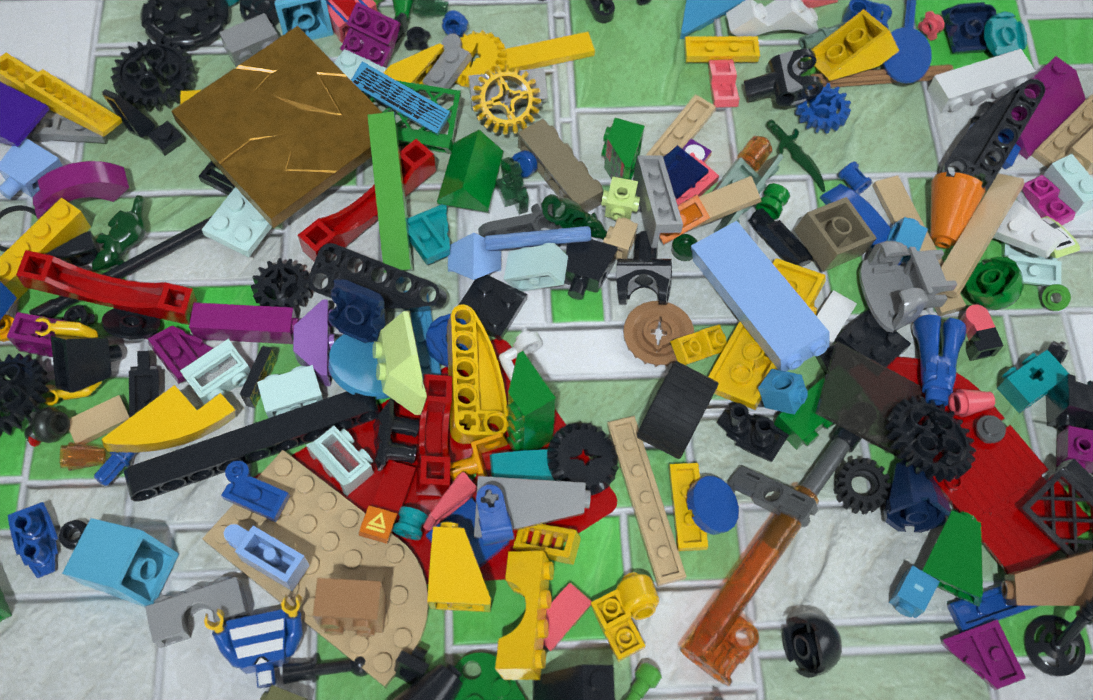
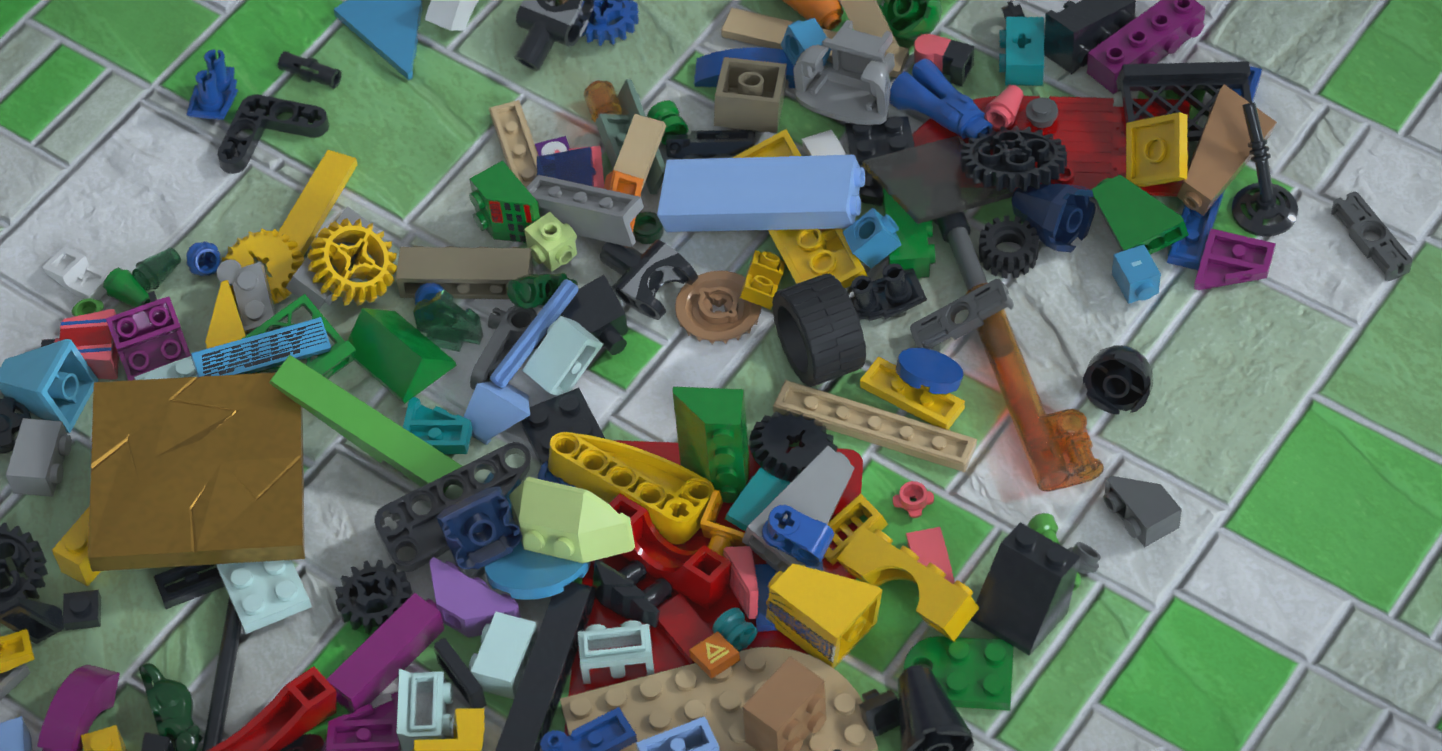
camera: 45 degrees left, 10 degrees down
(350, 222) = (353, 477): red arch -> none
(417, 38) = (187, 298): black plate -> none
(527, 342) = (632, 421): white plate -> none
(611, 561) = (913, 490): none -> coral plate
(617, 626) = (981, 525): yellow slope -> none
(622, 236) = (590, 264): tan brick -> none
(638, 595) = (963, 486): yellow head -> none
(721, 48) = (459, 52): yellow plate -> none
(723, 83) = (494, 77): coral slope -> none
(796, 151) = (612, 70): dark green piece -> none
(855, 178) = (703, 41): blue bush -> none
(1024, 535) = (1157, 150): none -> yellow tile

